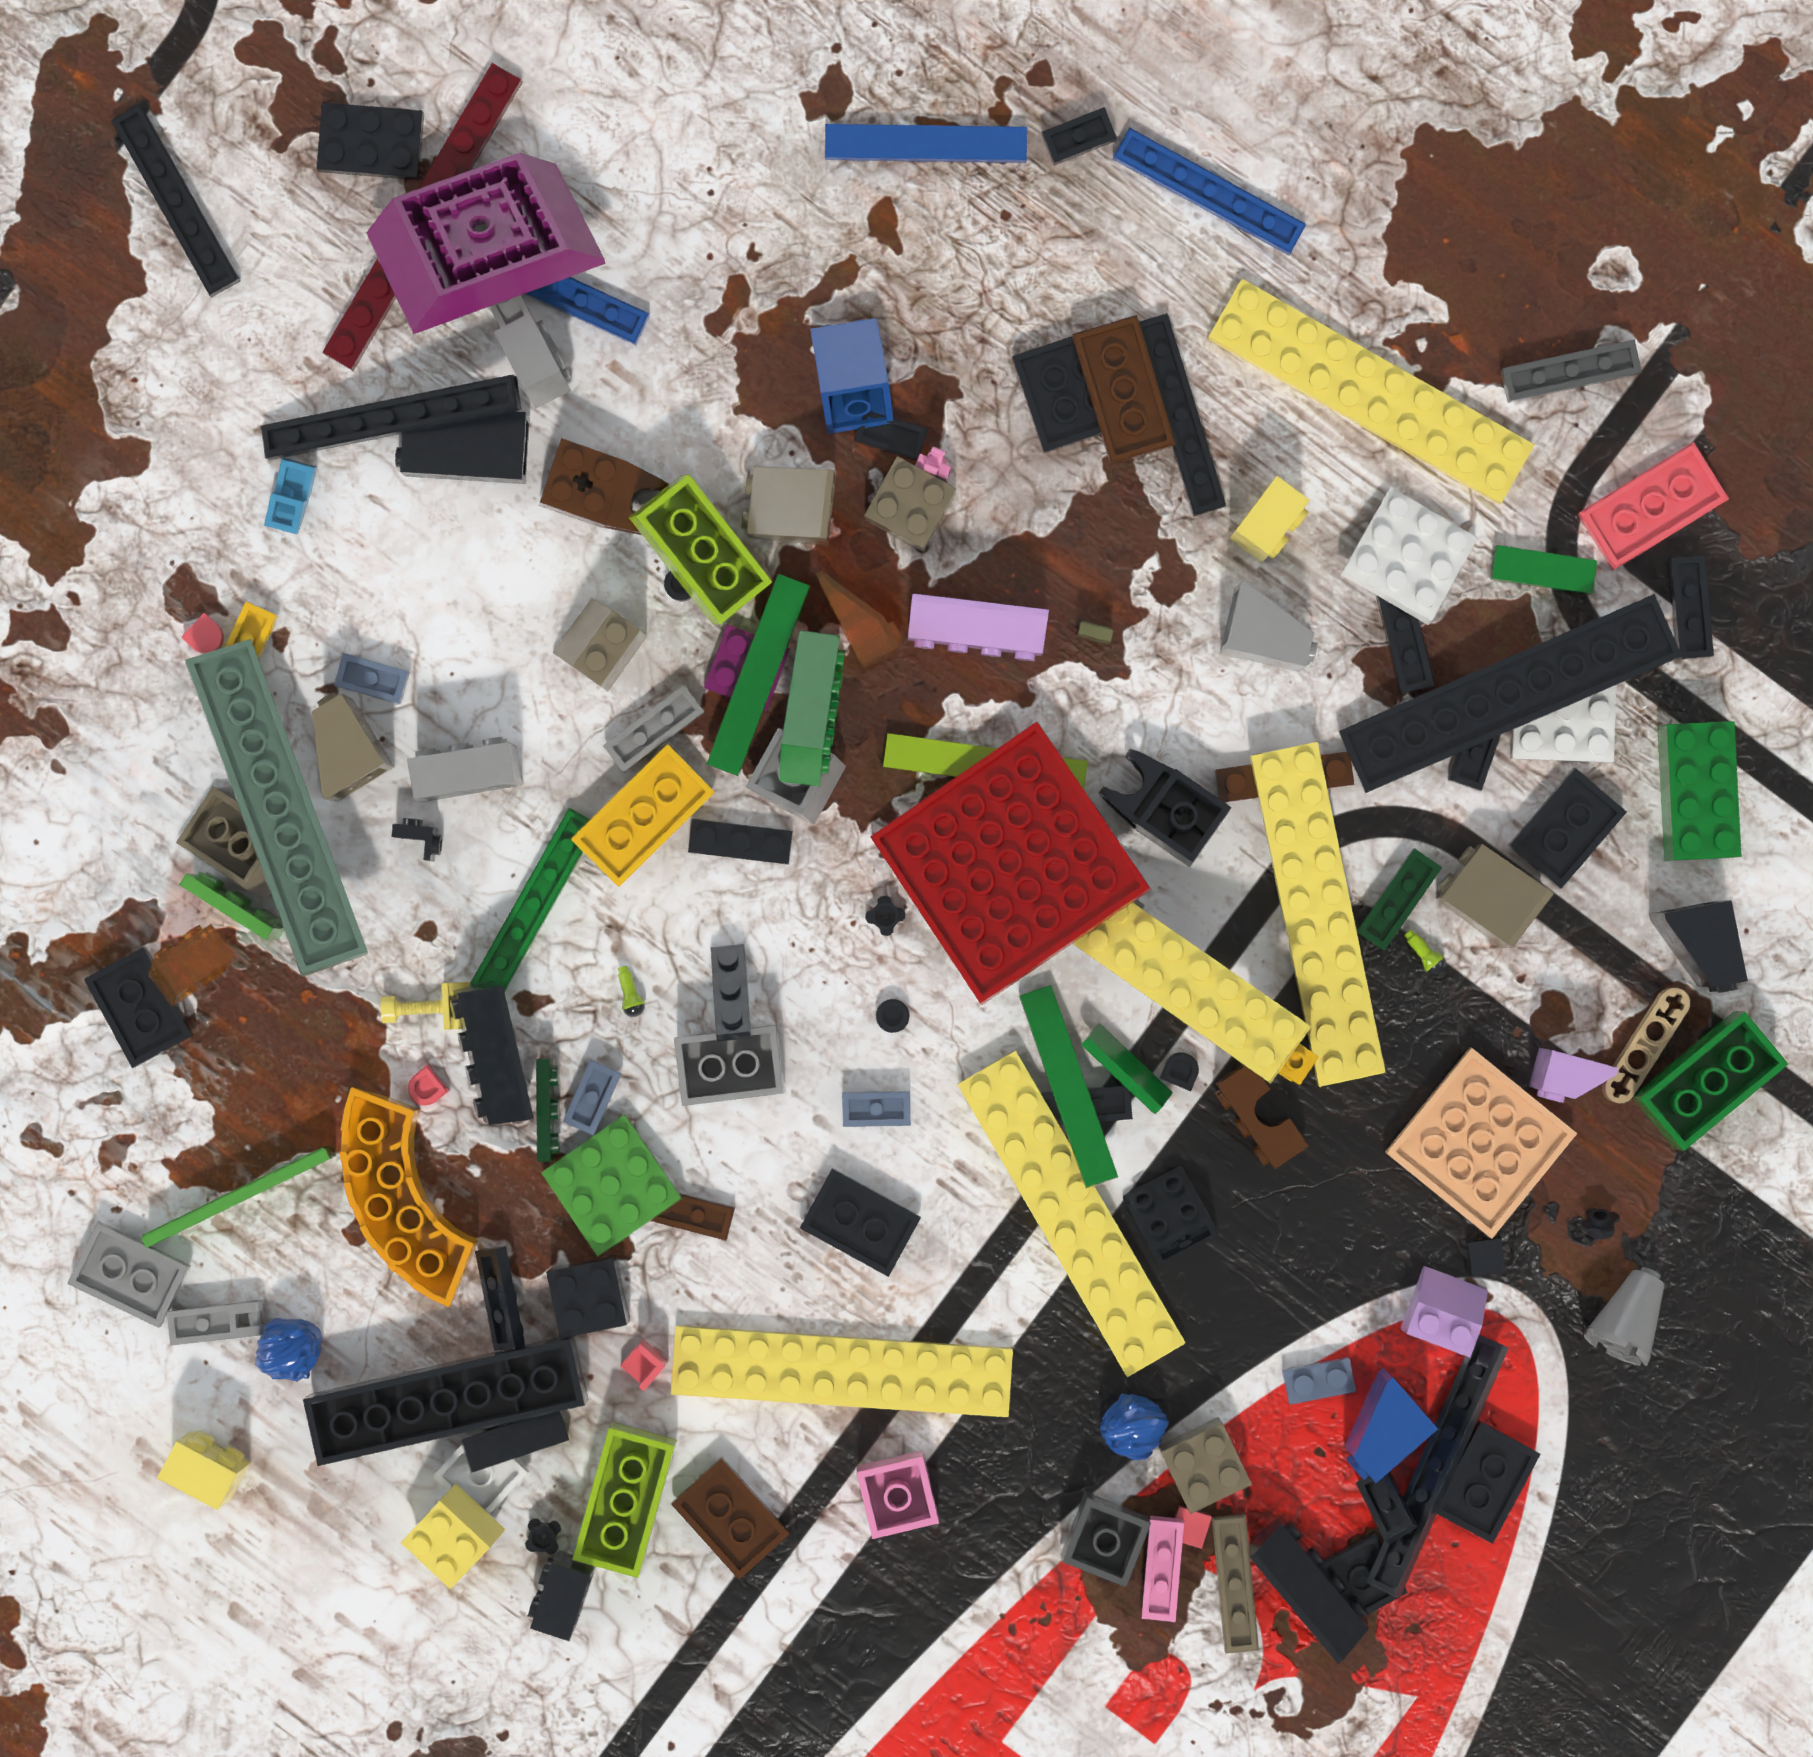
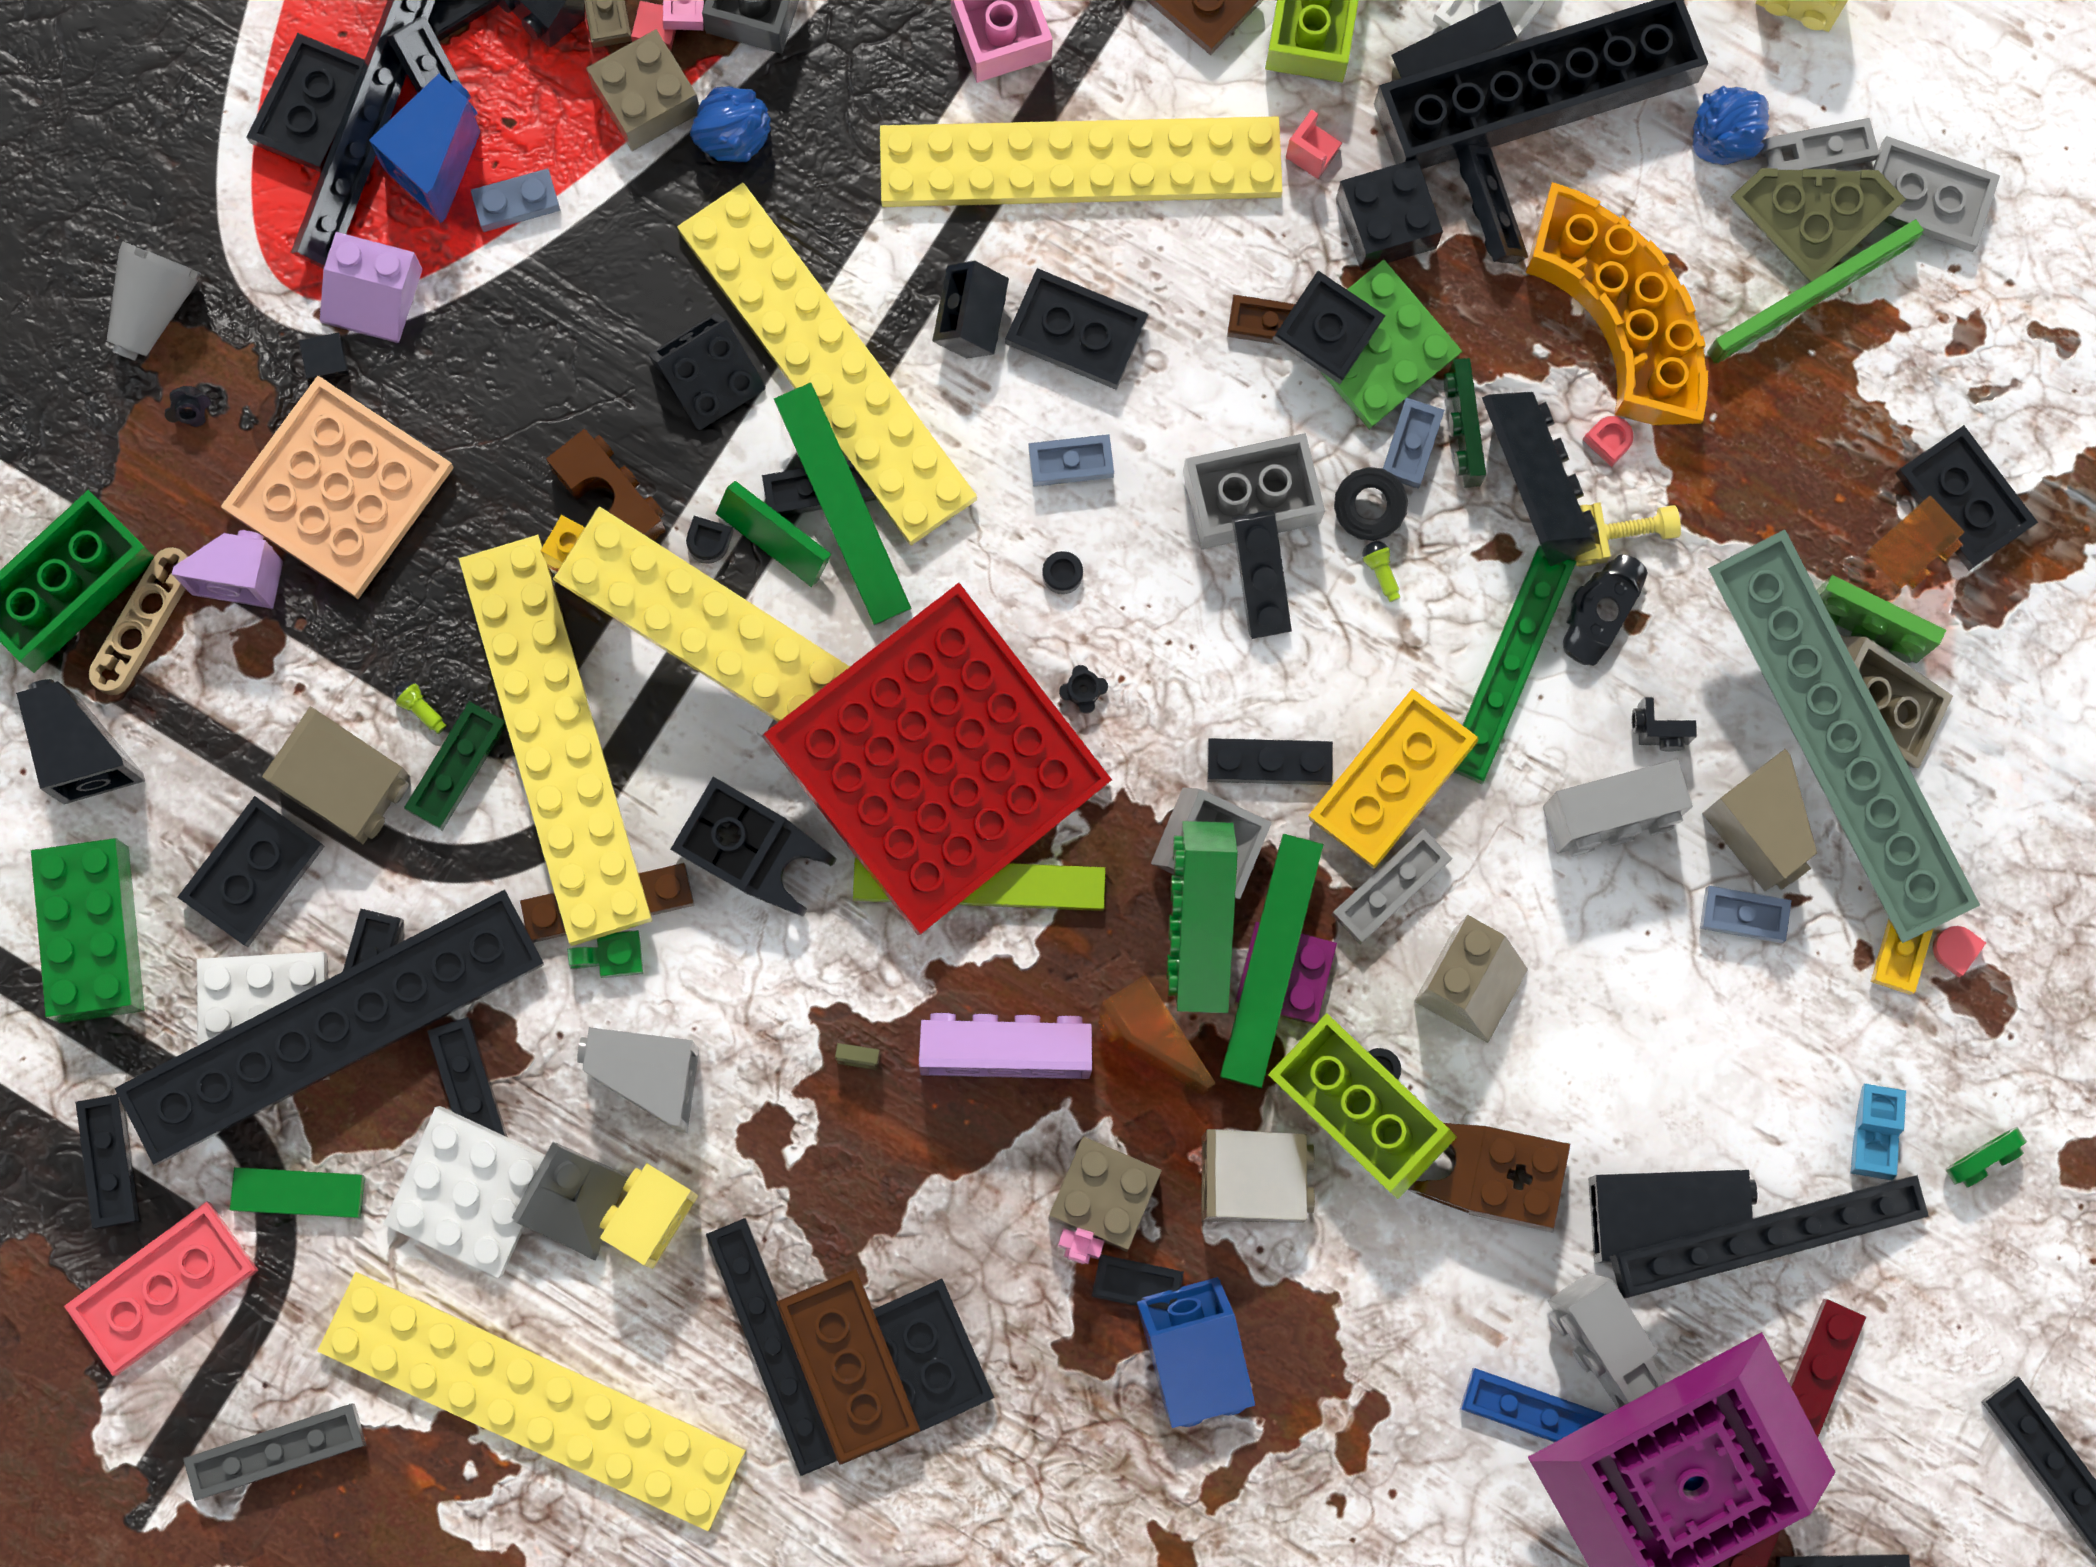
camera: 170 degrees right, 10 degrees down
(220, 460) = (1973, 1166): none -> green plate
(227, 1263) = (1817, 212): none -> olive plate
(437, 963) = (1589, 634): none -> black piece
(647, 1032) = (1370, 478): none -> black tyre
(651, 1198) = (1328, 327): none -> black tile
(947, 1244) = (970, 309): none -> black brick
(1282, 733) = (615, 955): none -> green plate
(1329, 540) = (570, 1199): none -> dark grey plate

